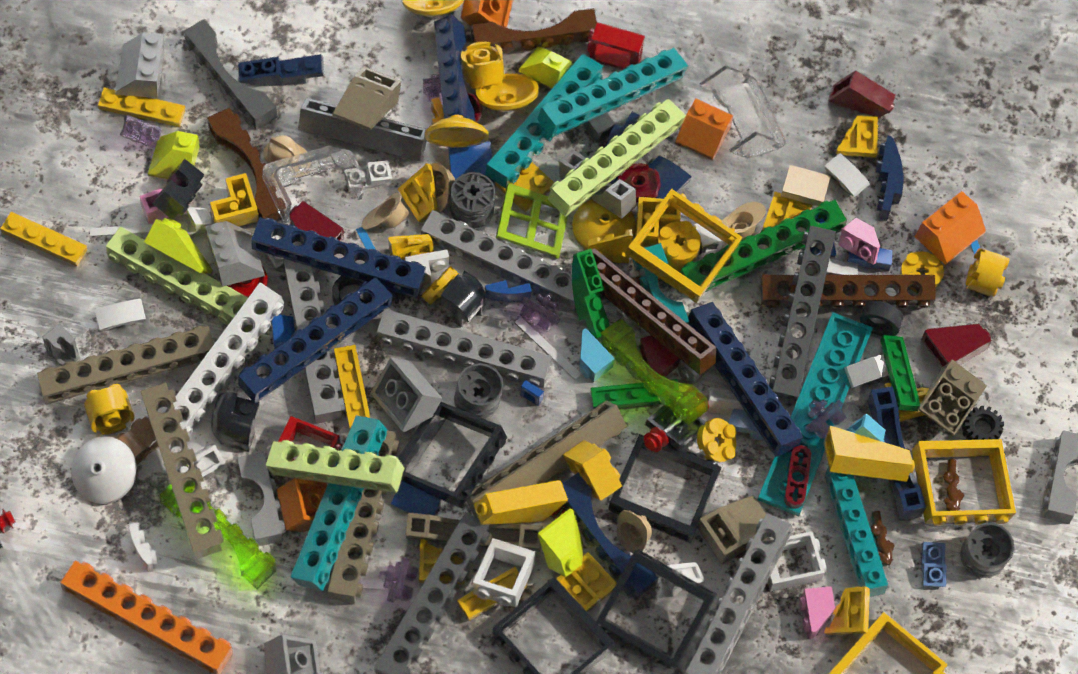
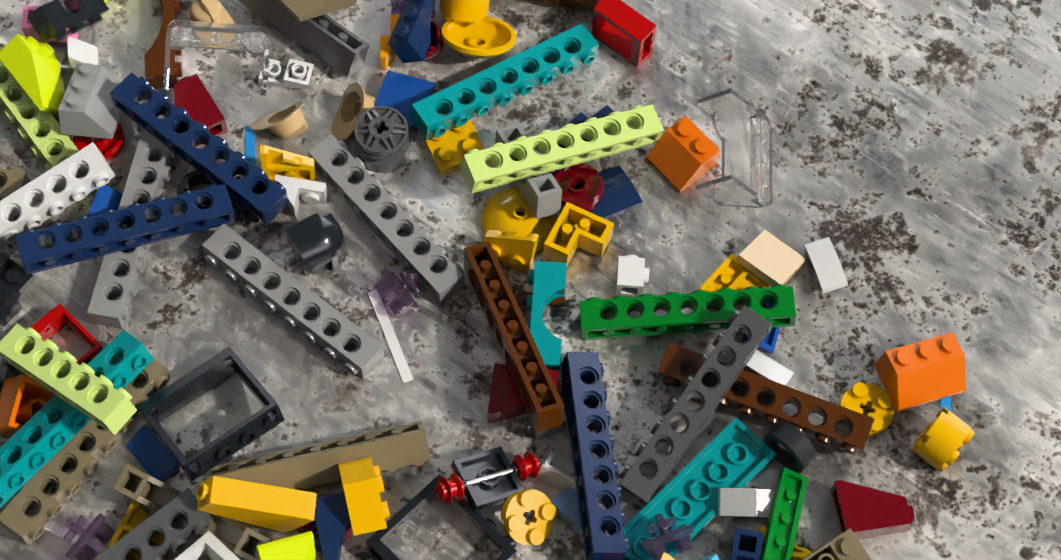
camera: 25 degrees right, 0 degrees up
(239, 206) = (126, 54): yellow brick -> none
(351, 383) = (150, 294): yellow plate -> none
(405, 394) = (198, 327): light grey slope -> none
(420, 193) = (330, 110): yellow wing -> none
(439, 285) = (295, 217): yellow plate -> none
(456, 132) = (392, 57): yellow dish -> none
(475, 382) = (281, 341): dark grey wheel -> none
(500, 292) = (363, 252): blue slope -> none
(532, 393) = (343, 379): blue tile -> none
(533, 221) = (440, 187): lime window -> none
(545, 66) = (535, 23): neon yellow slope -> none
(586, 295) = (455, 290): green slope -> none
(594, 358) = (432, 365): medium azure slope -> none
(599, 127) = (565, 105): flat silver brick -> none
(612, 92) = (575, 75): teal brick -> none
(624, 395) = (462, 426): green plate -> none
(666, 272) = (621, 244): yellow window -> none
(680, 243) = (591, 260): yellow brick -> none
(681, 398) = (506, 452): clear neon green arch -> none
(745, 218) = (678, 273): tan piece -> none
(860, 240) = (805, 345): bright pink slope -> none
(861, 138) = (861, 229): yellow wing -> none
(862, 95) = (885, 181): dark red slope -> none
(883, 261) = (812, 369): blue slope -> none
(891, 176) = (876, 284): dark blue slope -> none

